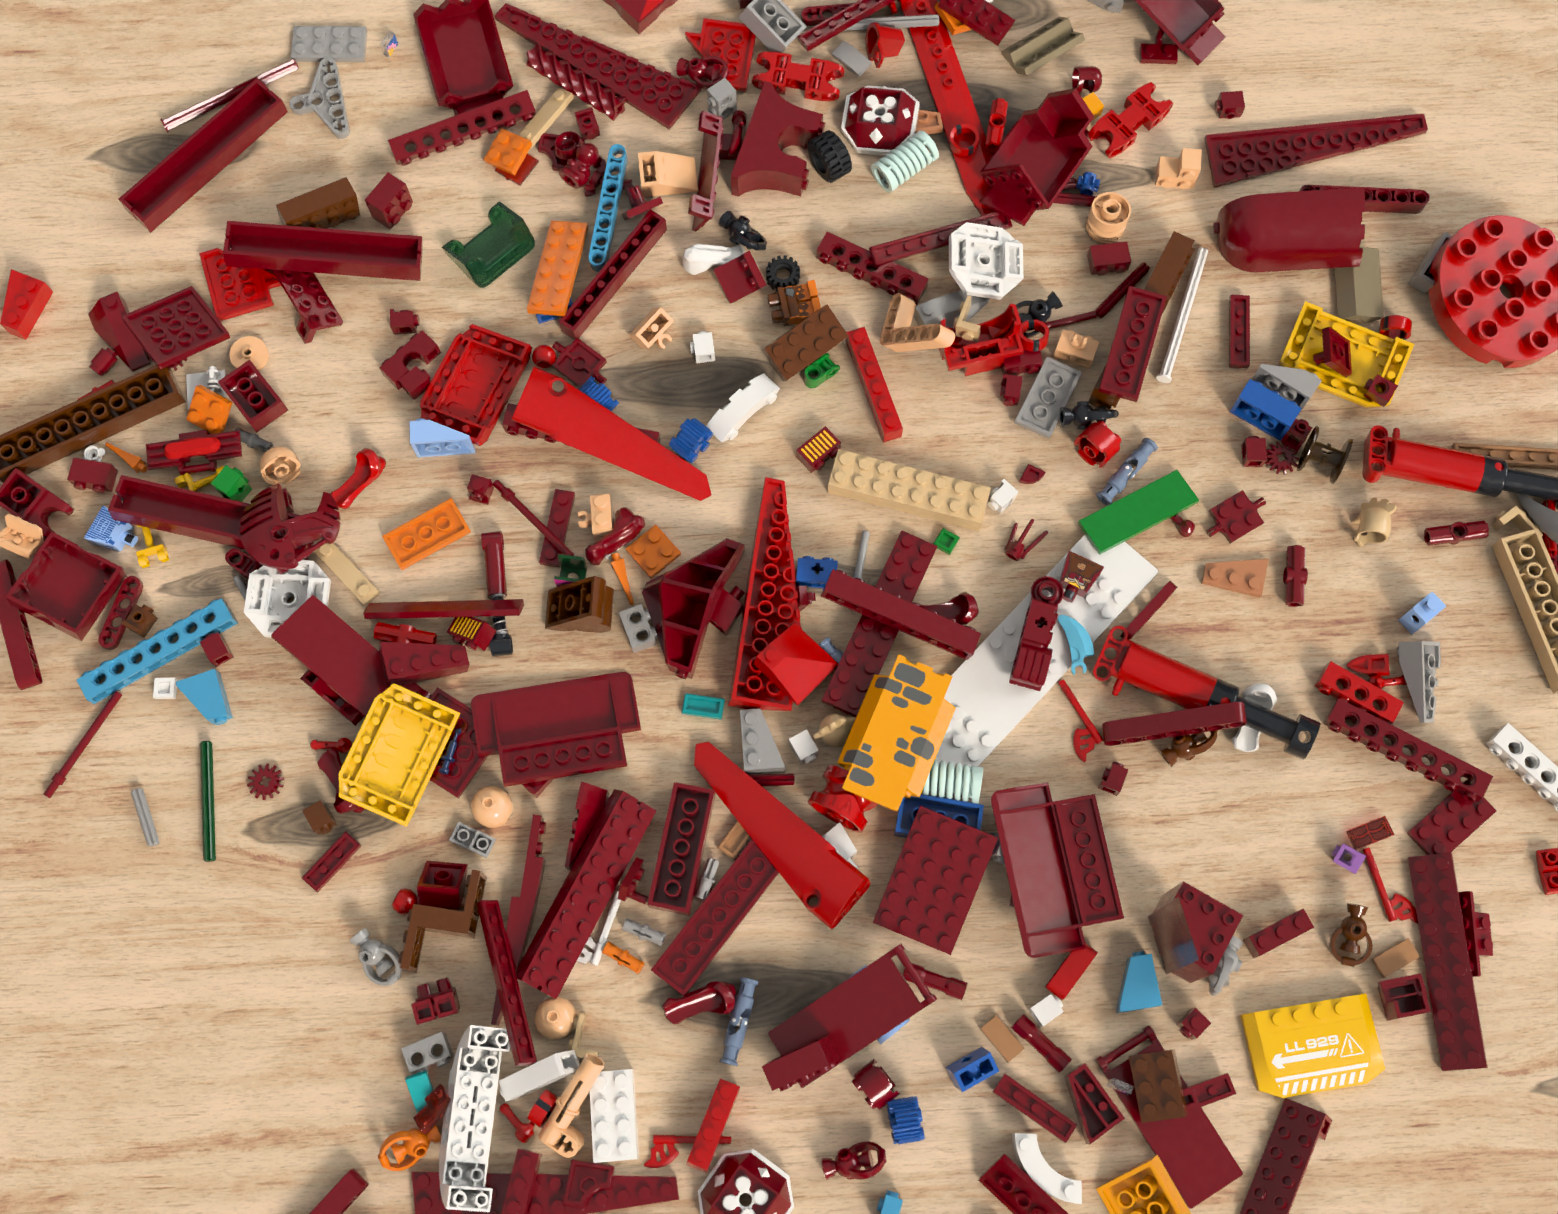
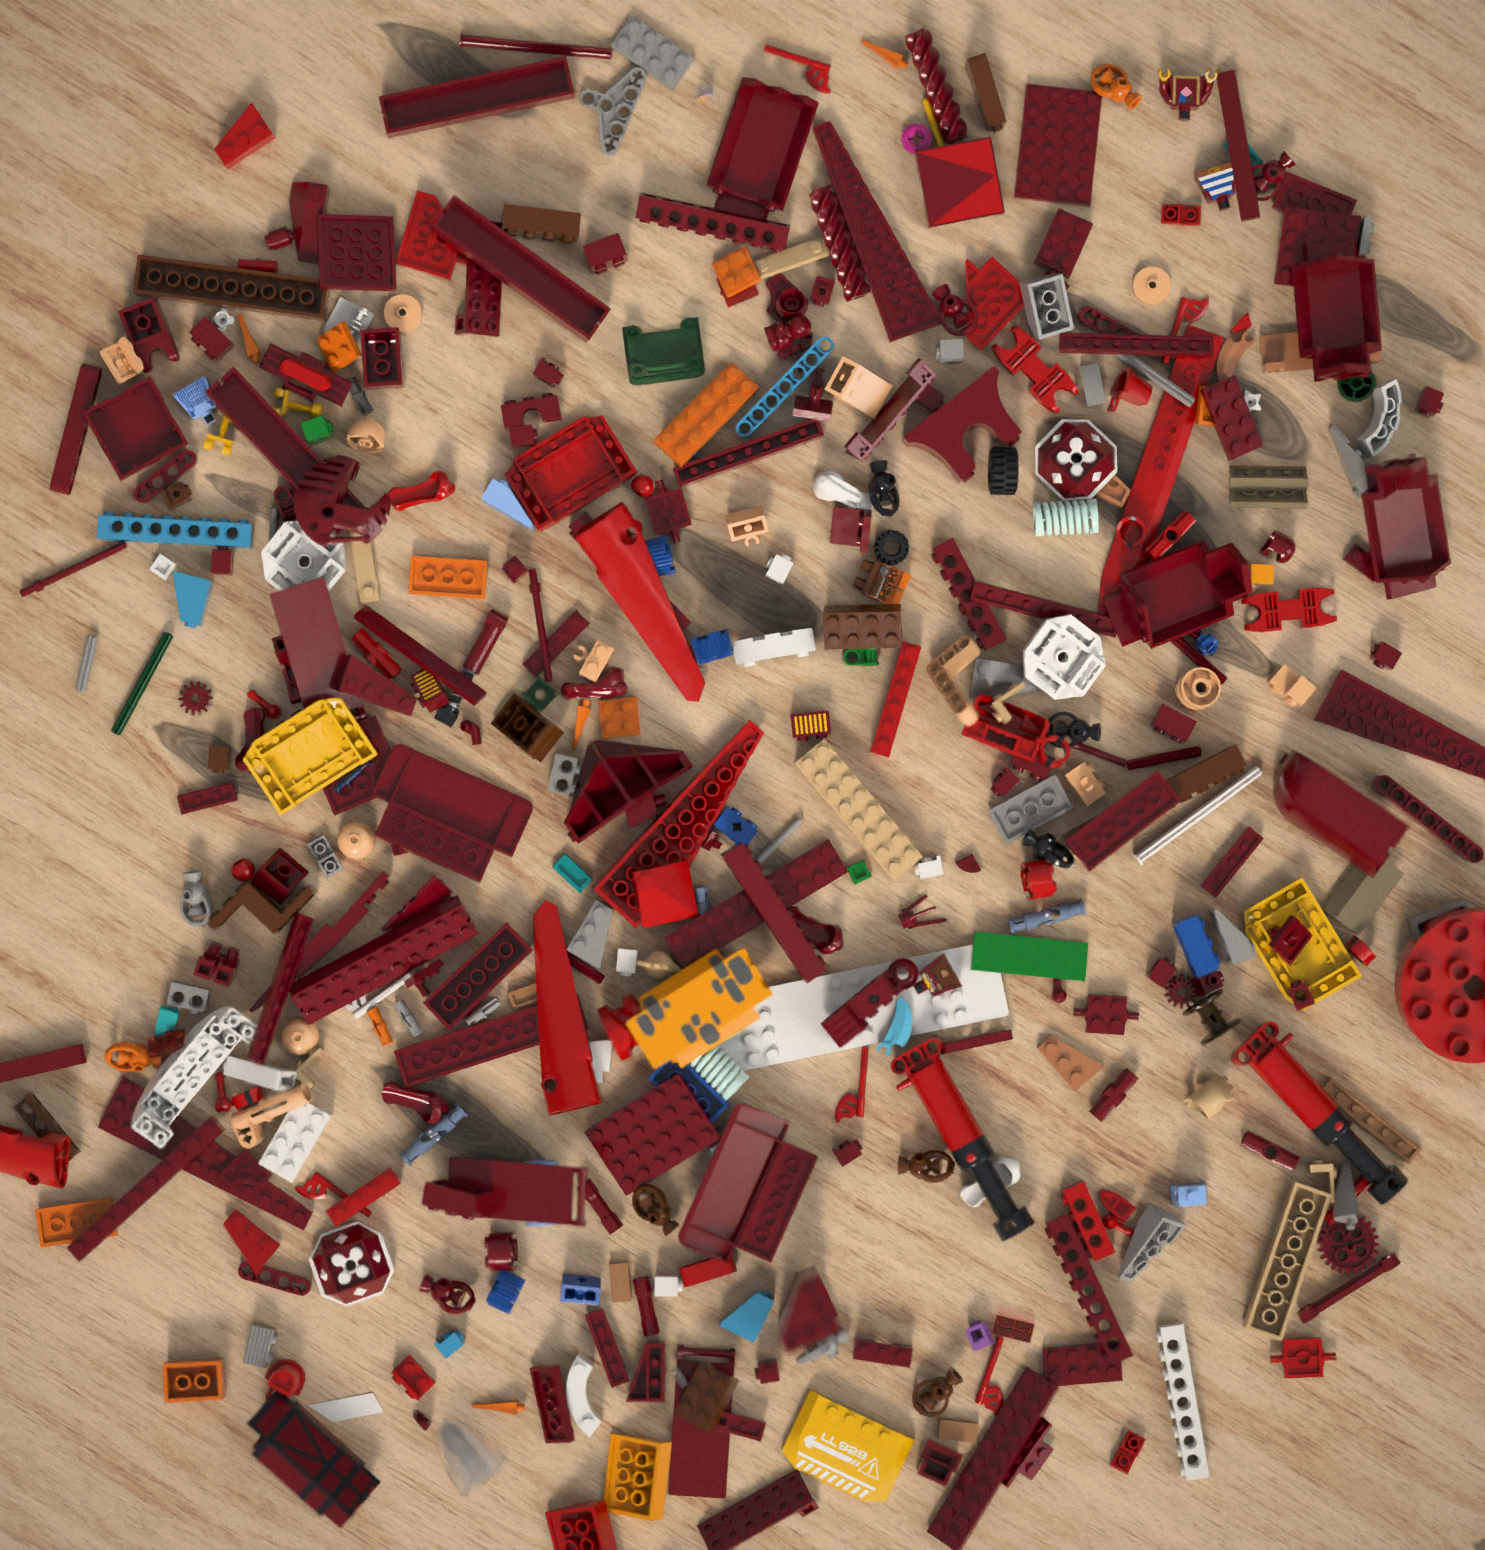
camera: 35 degrees right, 15 degrees up
(533, 644) = (472, 729): none -> dark red arm
(738, 120) = (953, 378): dark red plant -> none
(991, 948) = (658, 1213): none -> reddish brown piece
(1174, 723) = (921, 1145): dark red beam -> none

